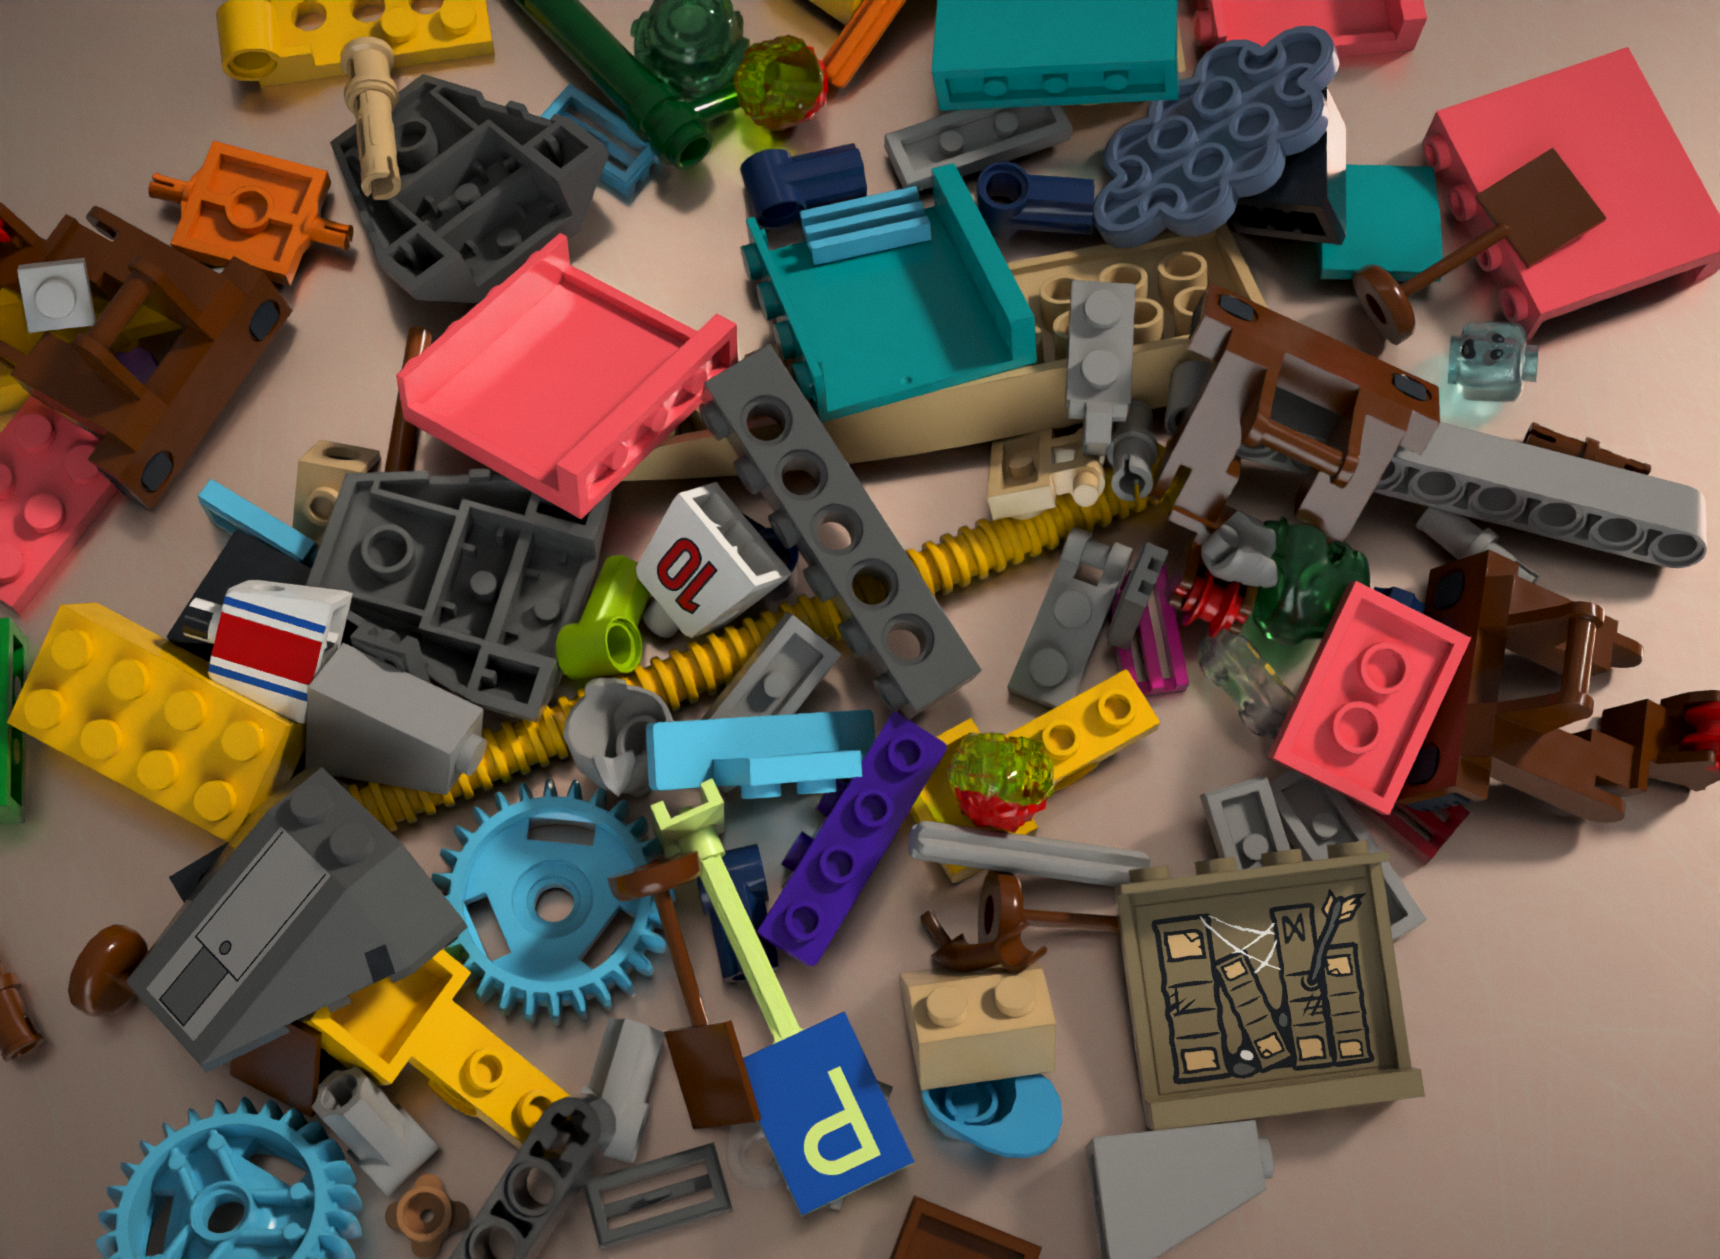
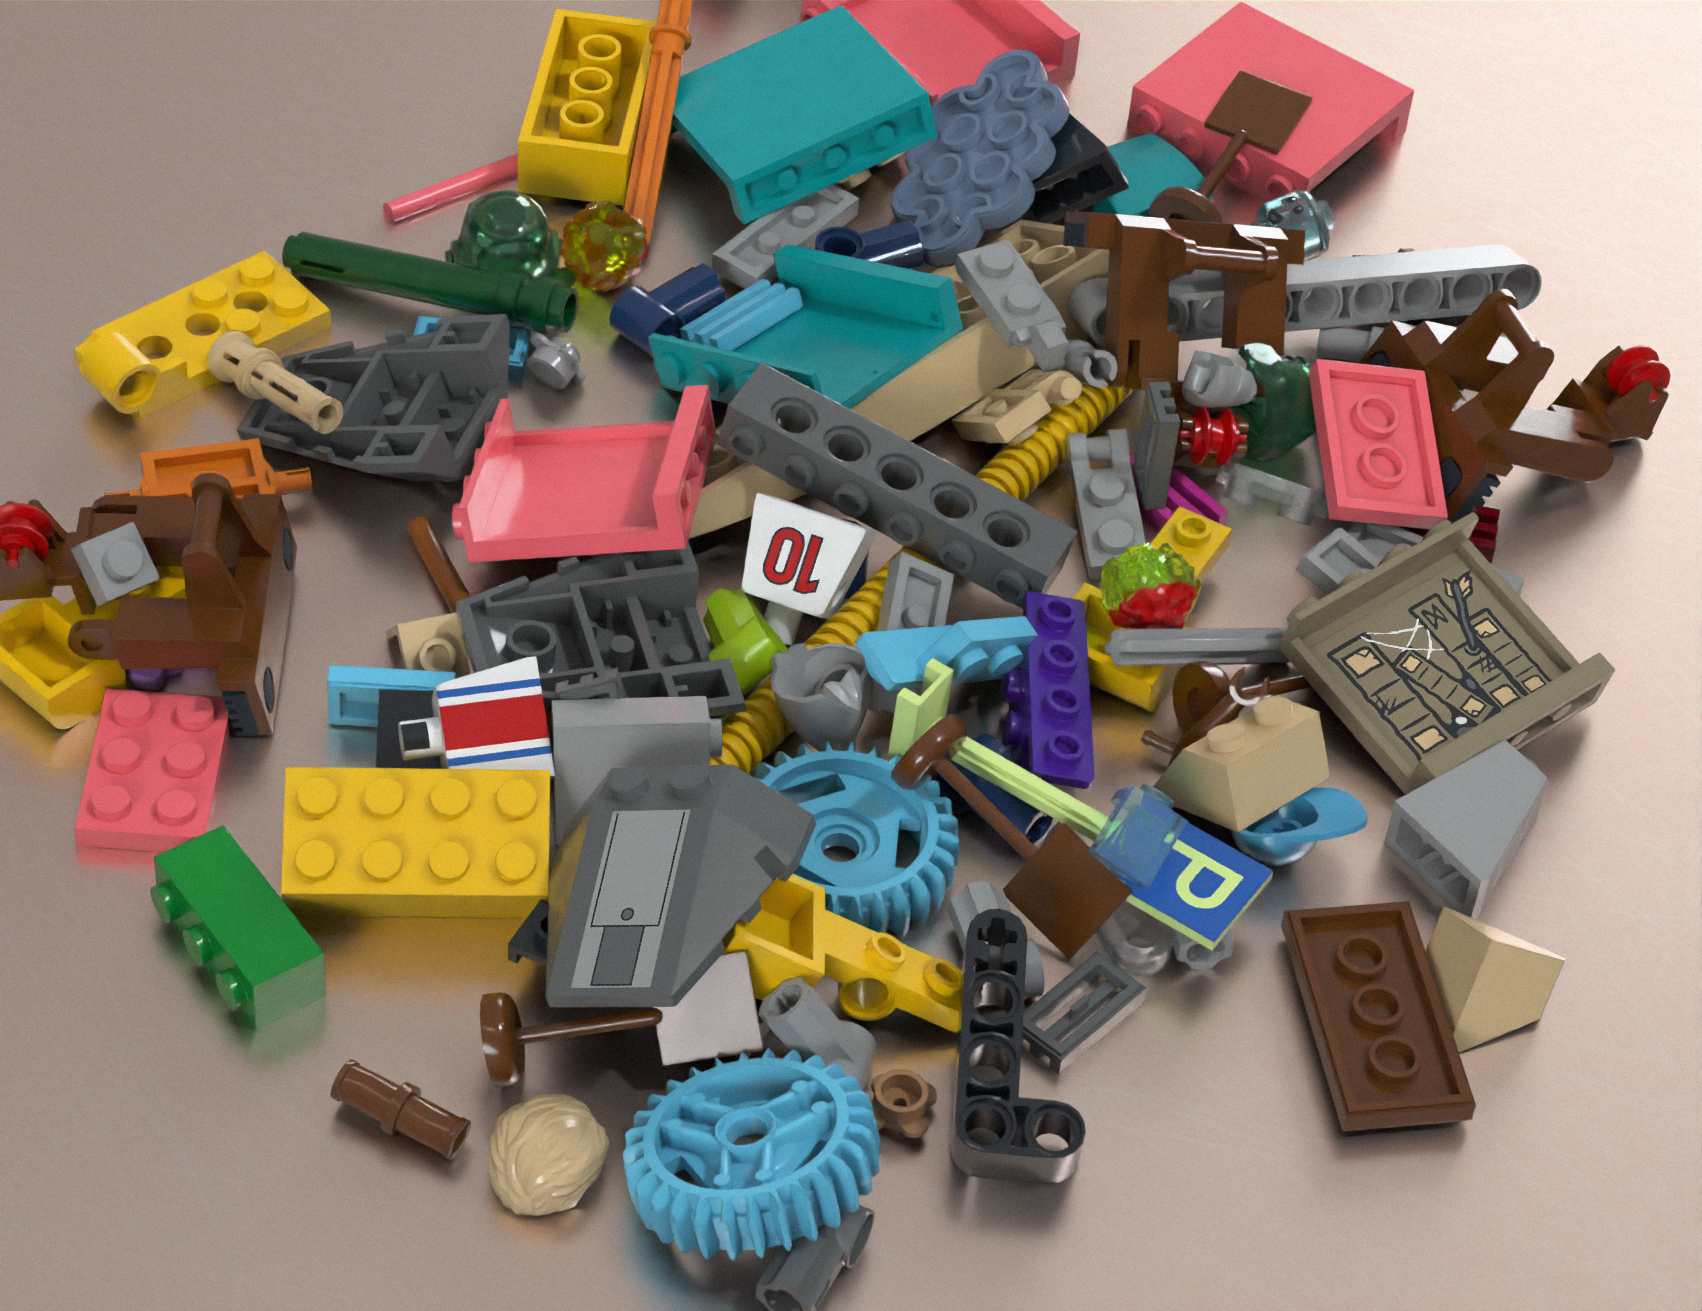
camera: 30 degrees left, 25 degrees down
(83, 1105) = (545, 1154): none -> tan hair
(657, 199) = (555, 361): none -> light grey plate
(790, 1071) = (1138, 833): none -> clear light blue bracket

